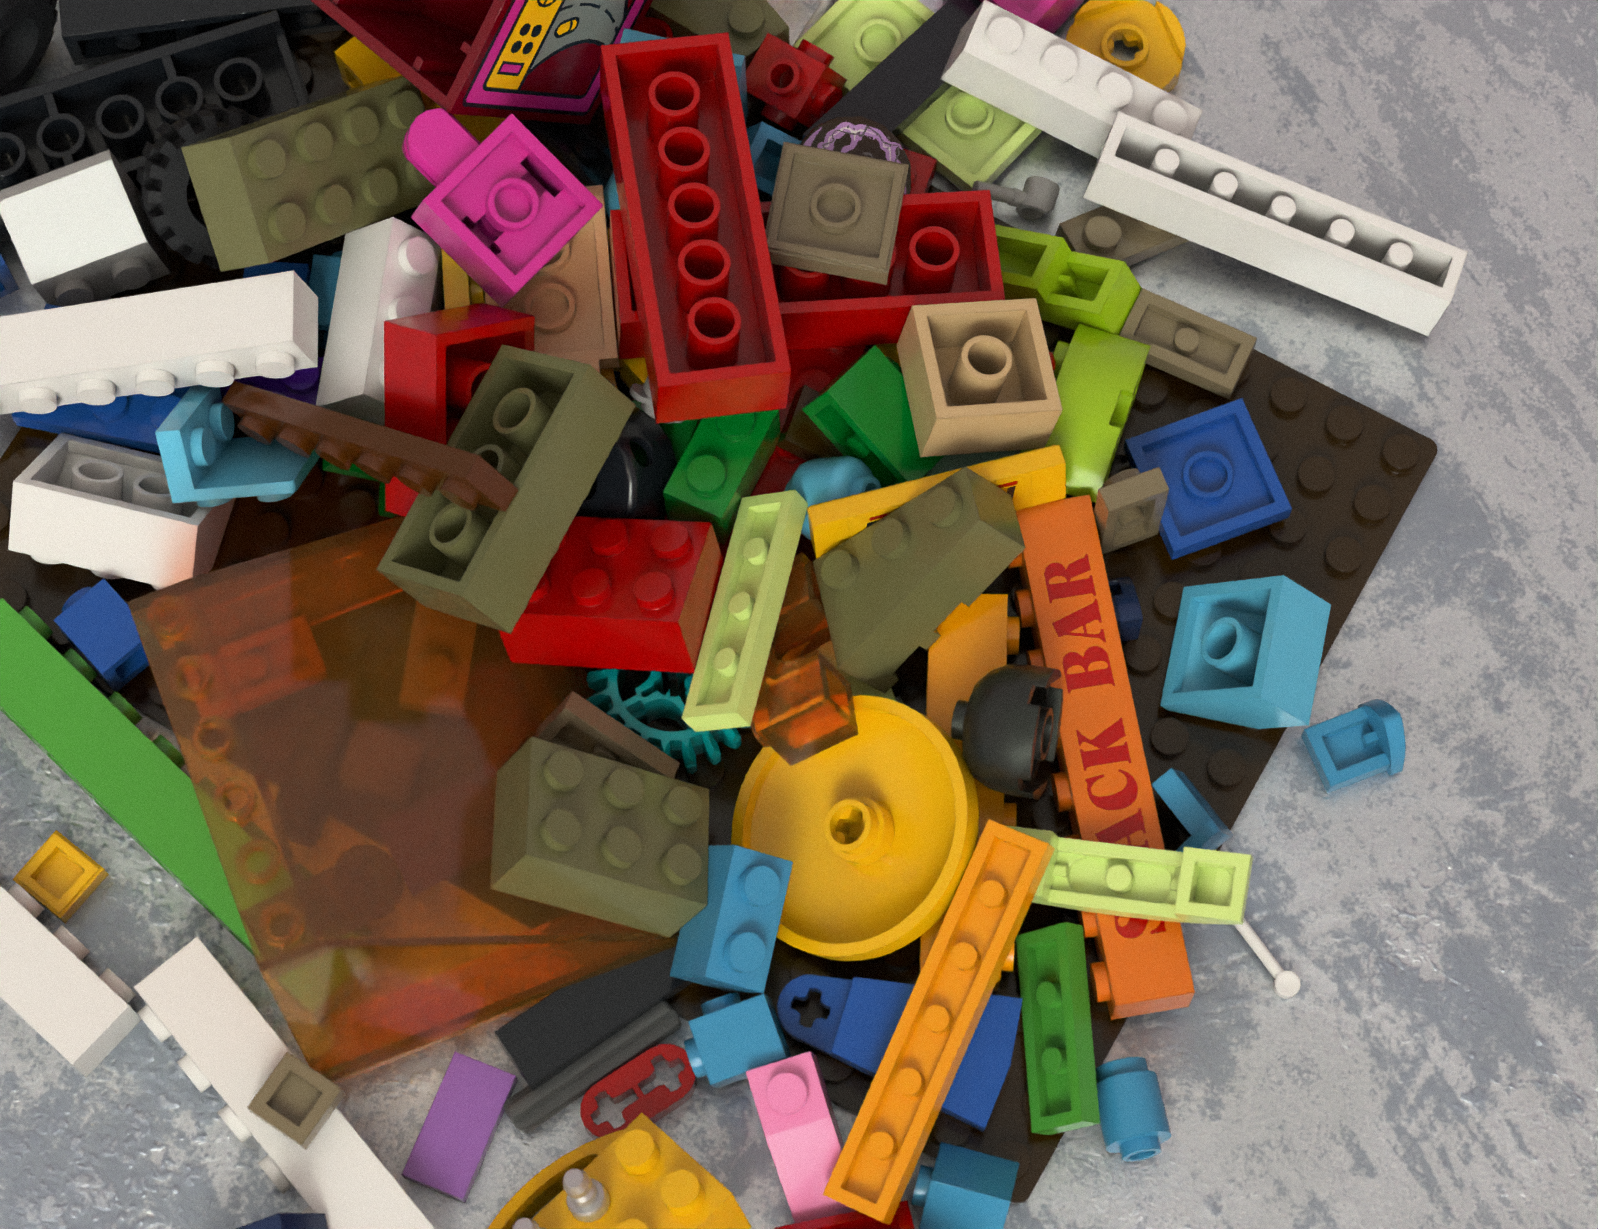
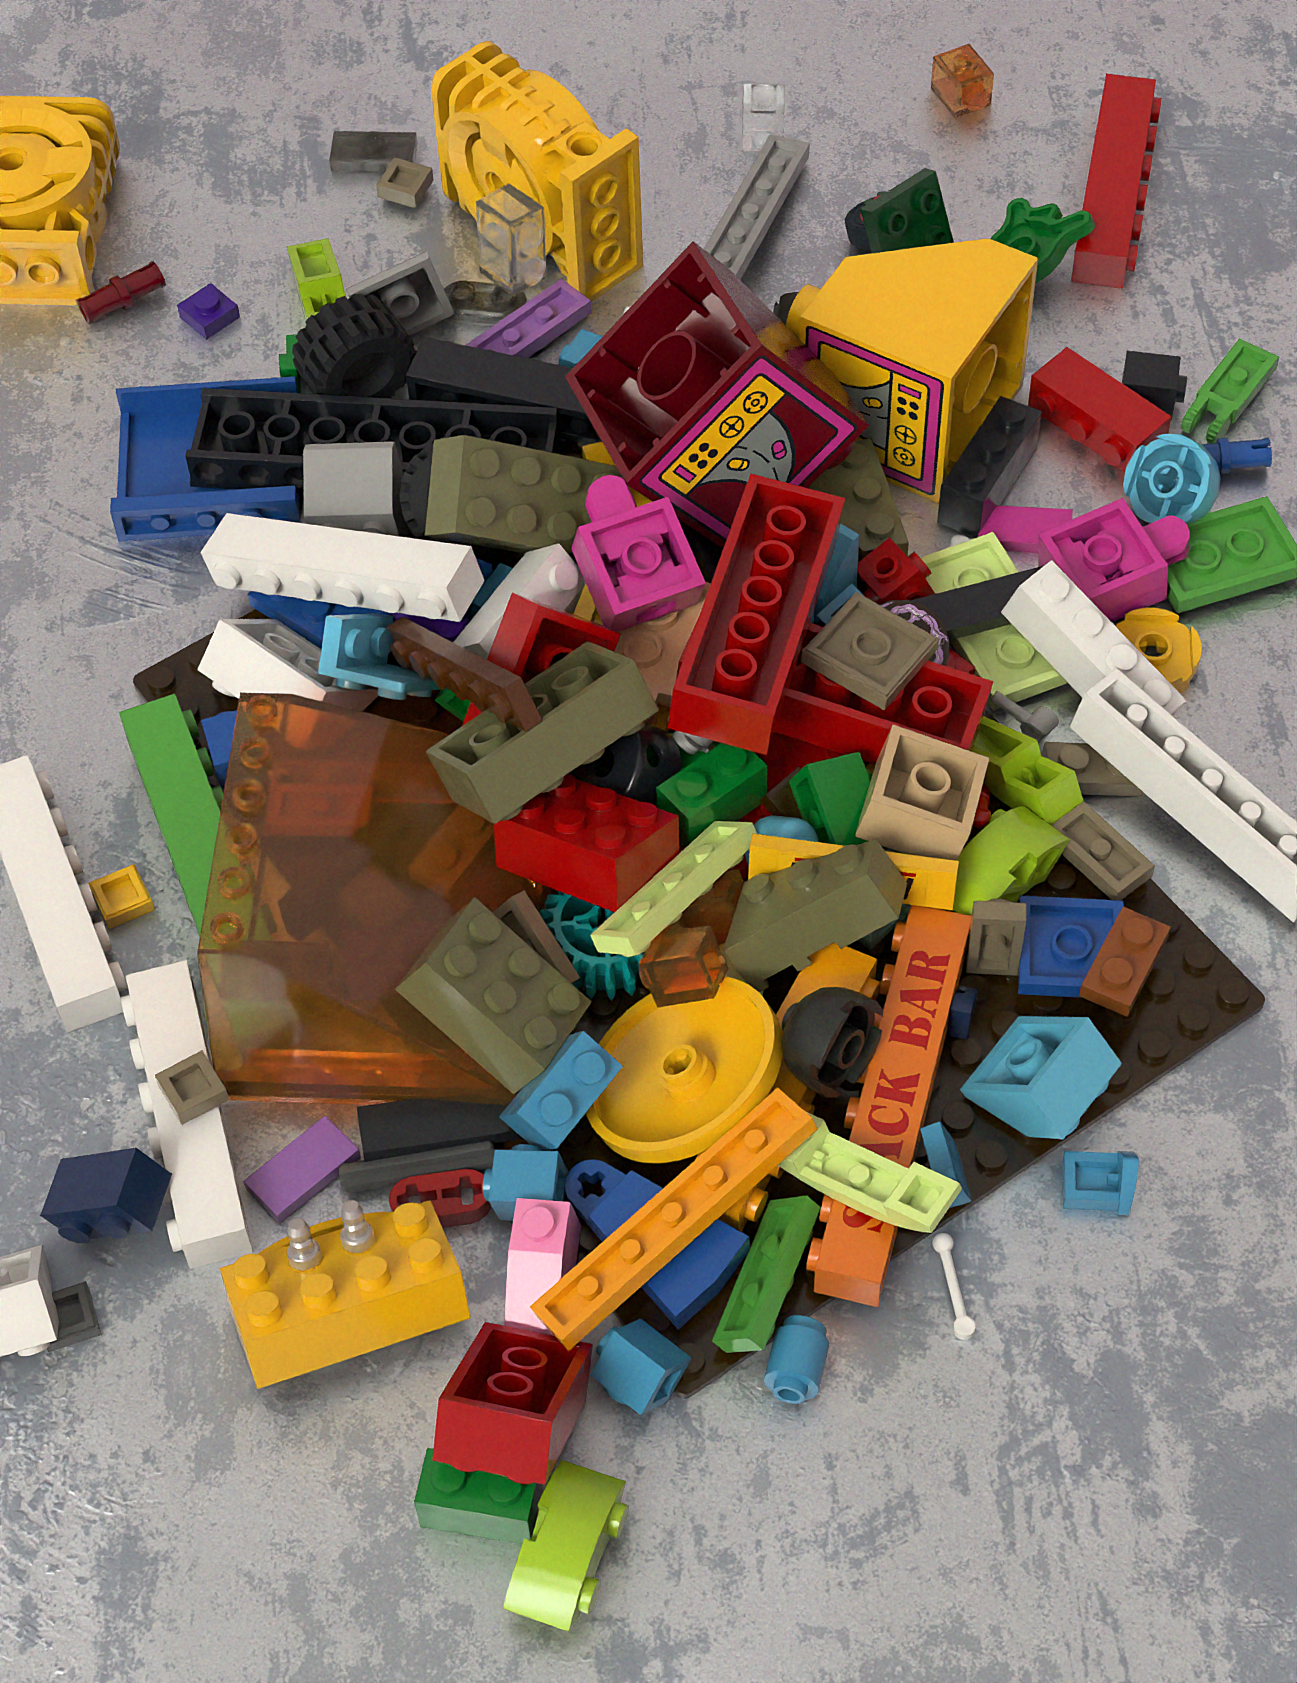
camera: 25 degrees right, 15 degrees down
(1280, 476) = (1124, 961): none -> dark orange plate

